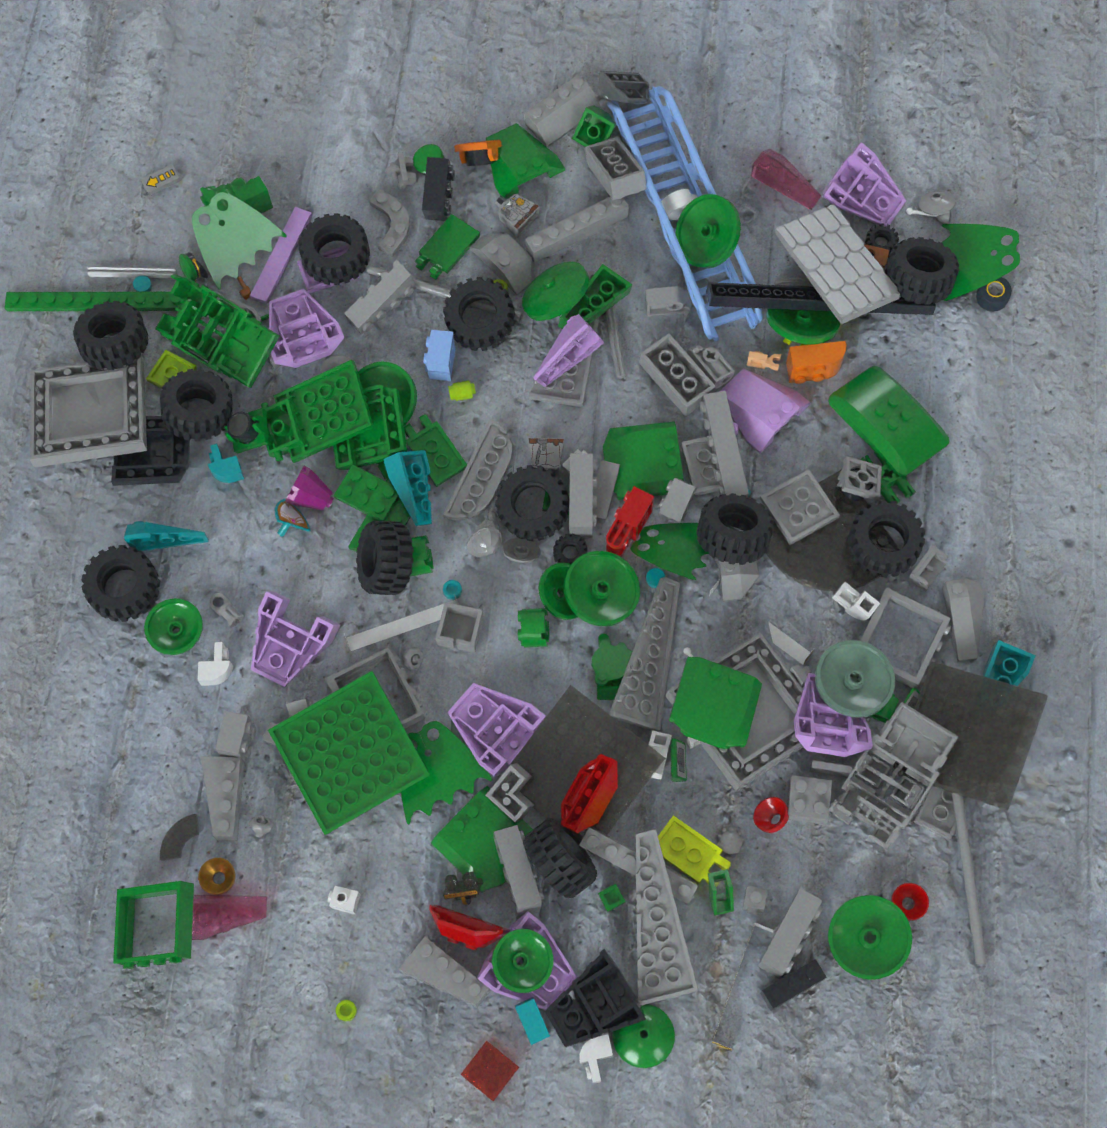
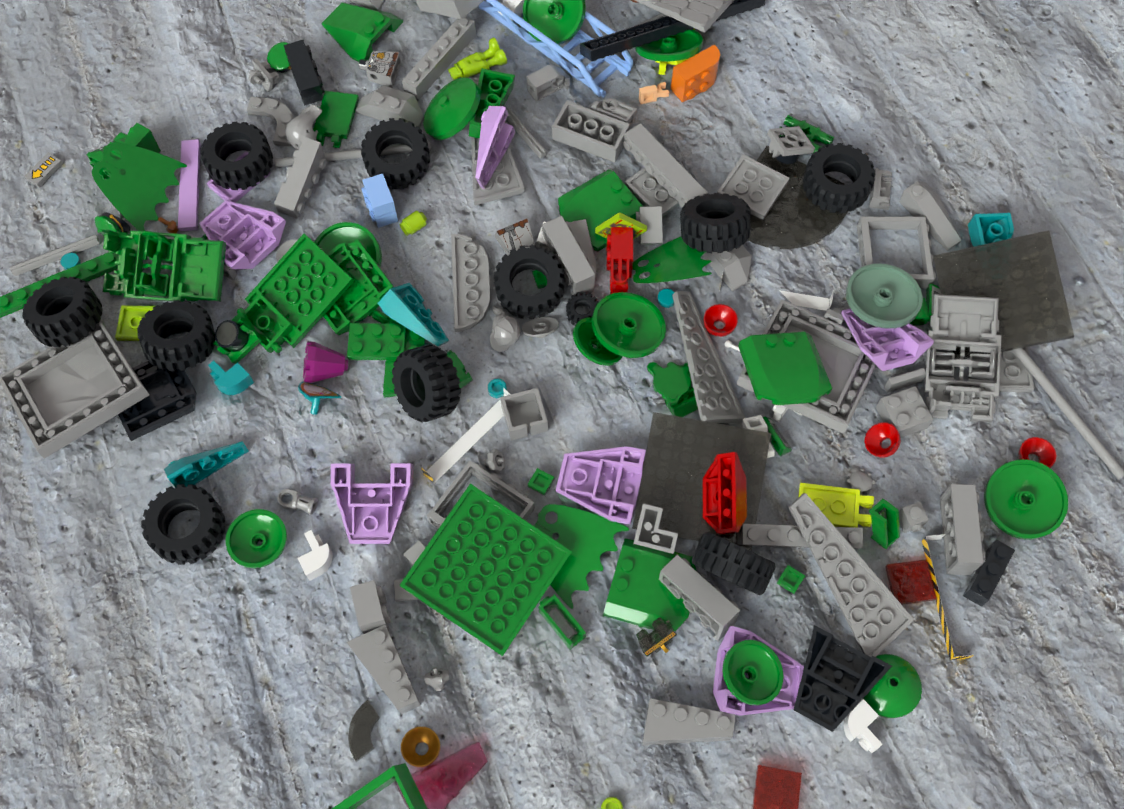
camera: 30 degrees left, 5 degrees down
(344, 899) = (553, 705): white brick -> none
(390, 831) = (561, 621): none -> green window
(405, 246) = (302, 126): none -> light grey piece
(441, 453) = (427, 282): green tile -> none
(442, 697) = (541, 481): none -> green plate
(465, 928) = (681, 672): red wedge -> none
(478, 152) = (323, 32): orange piece -> none
(532, 1020) = (788, 724): teal tile -> none
(534, 627) = (589, 383): green brick -> none
(610, 249) = (473, 63): none -> lime piece
(645, 485) = (621, 220): none -> lime tile
(692, 616) = (720, 313): none -> red piece
(719, 956) = (911, 582): none -> clear red tile
(761, 407) = (675, 128): lavender wedge -> none
(857, 605) = (843, 242): white brick -> none
(889, 420) = (780, 93): green wedge -> none

